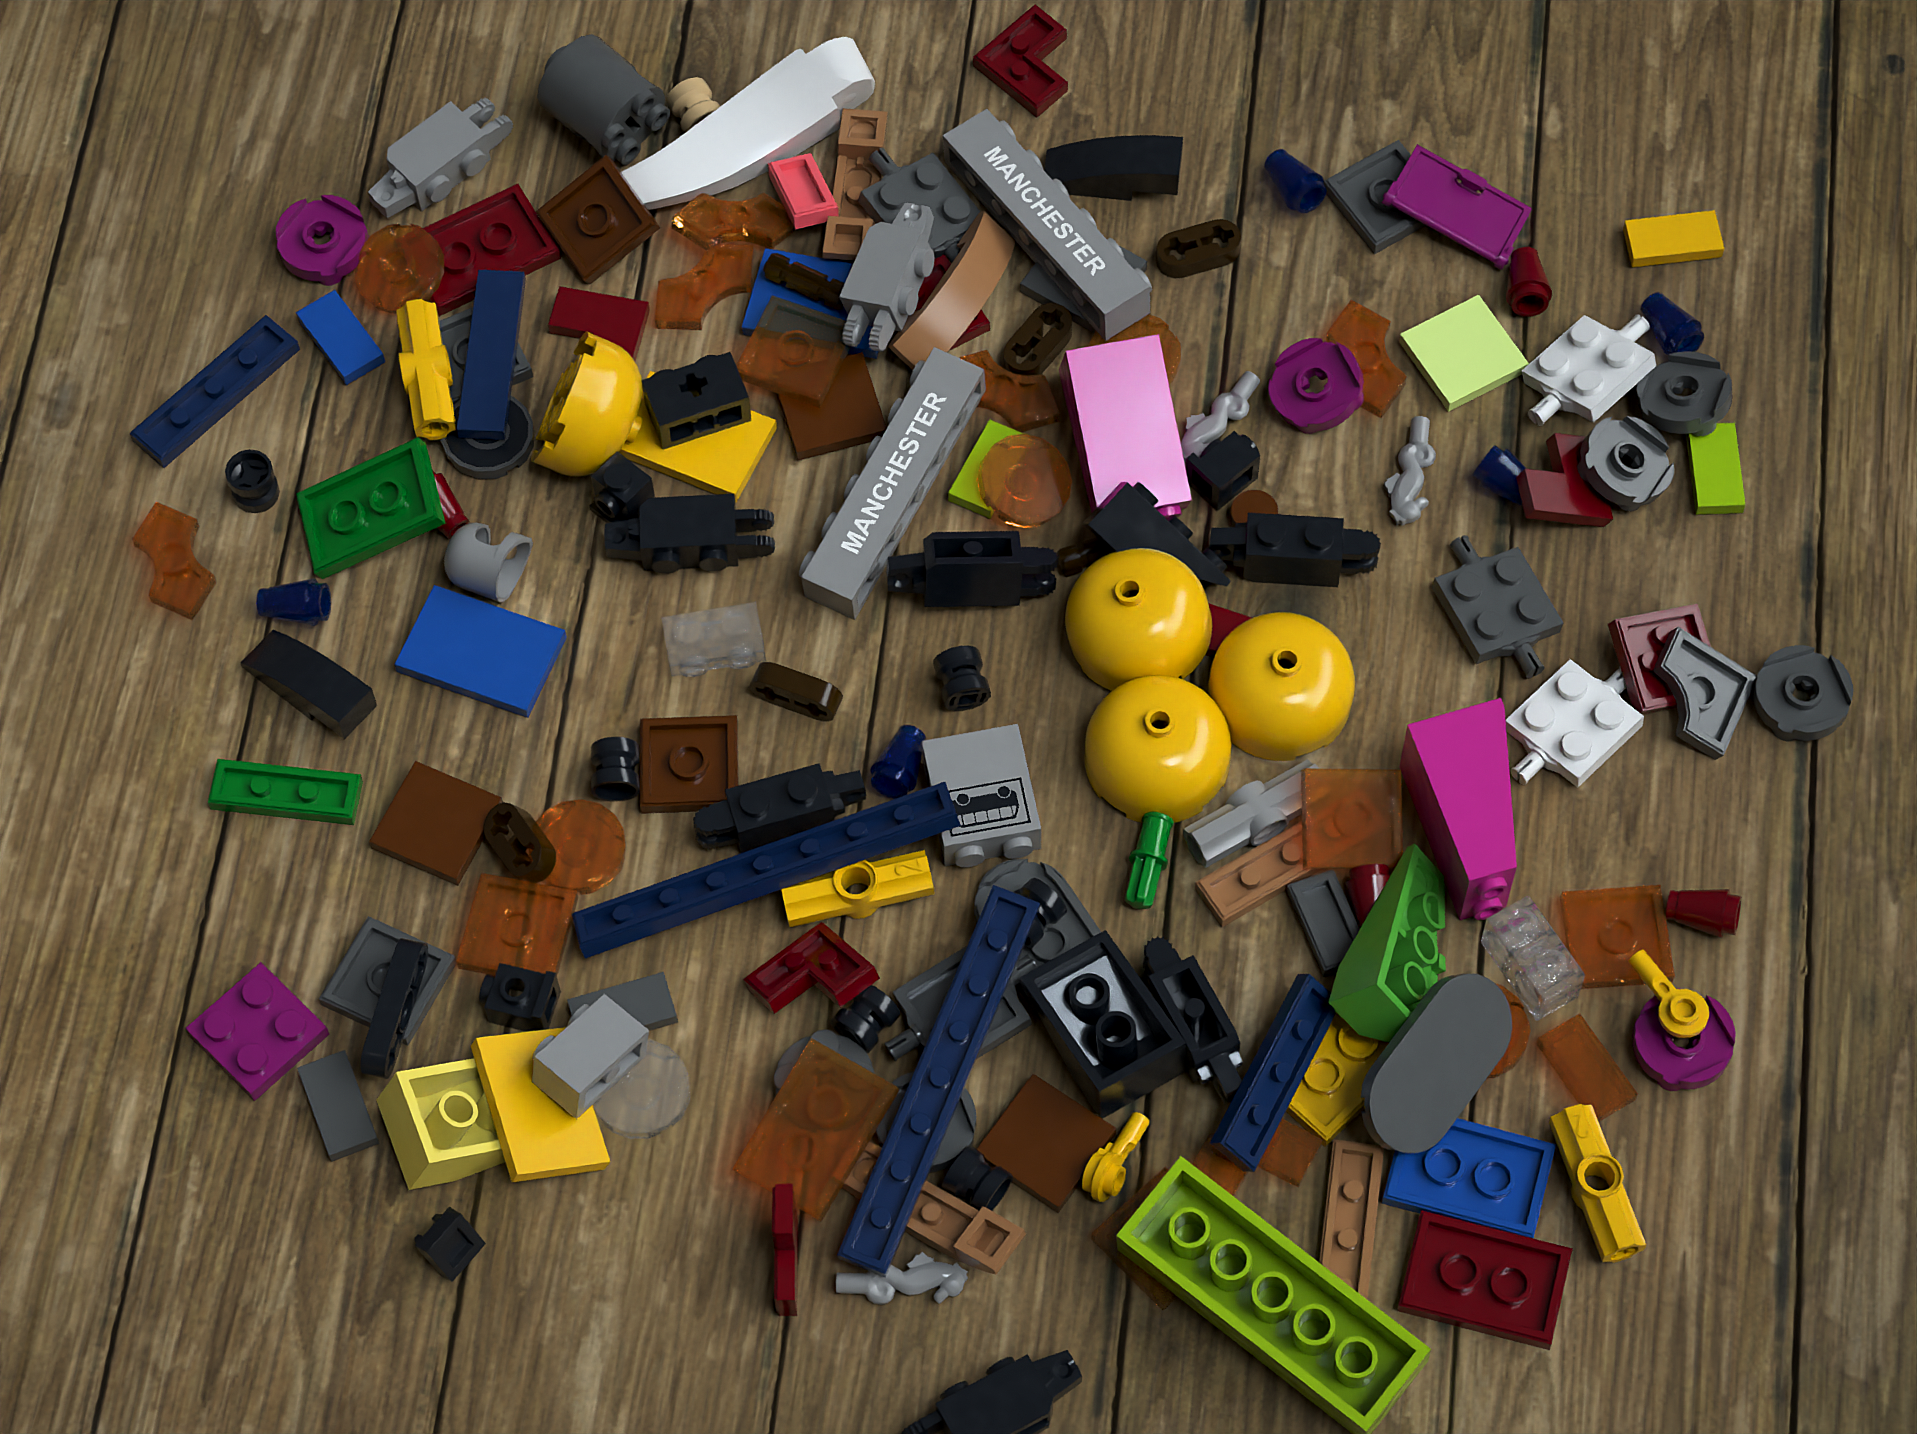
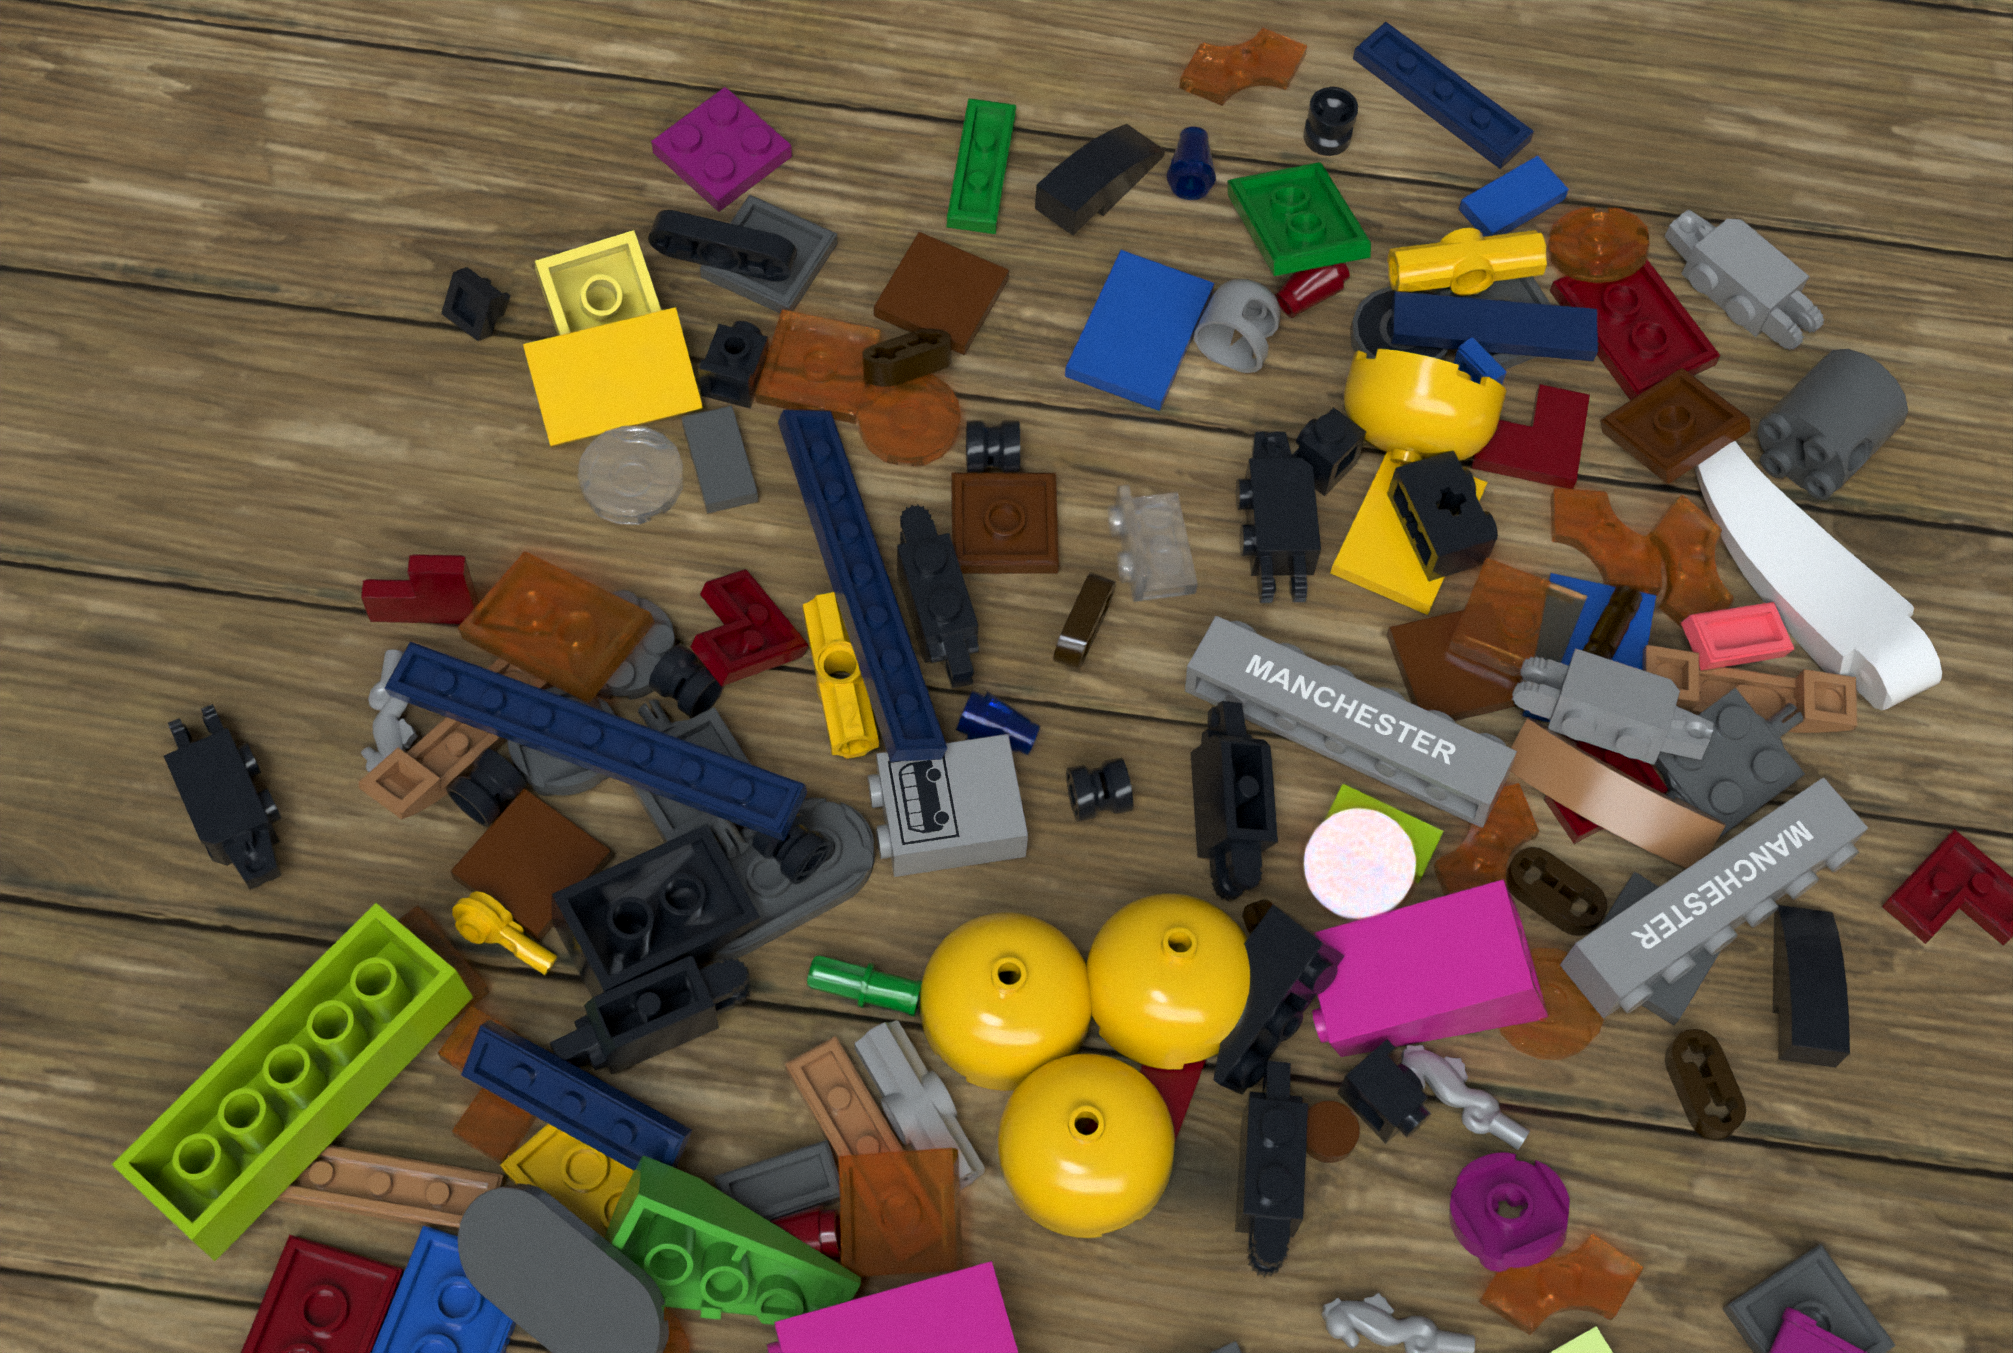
camera: 85 degrees right, 0 degrees up
(327, 261) = (1635, 152): magenta plate -> none
(338, 1105) = (632, 210): dark grey tile -> none
(537, 371) = (1478, 362): none -> blue tile
(589, 1055) = (650, 408): light grey brick -> none
(691, 102) = (1847, 520): tan wheel -> none
(1296, 182) = (1814, 1206): clear blue cone -> none

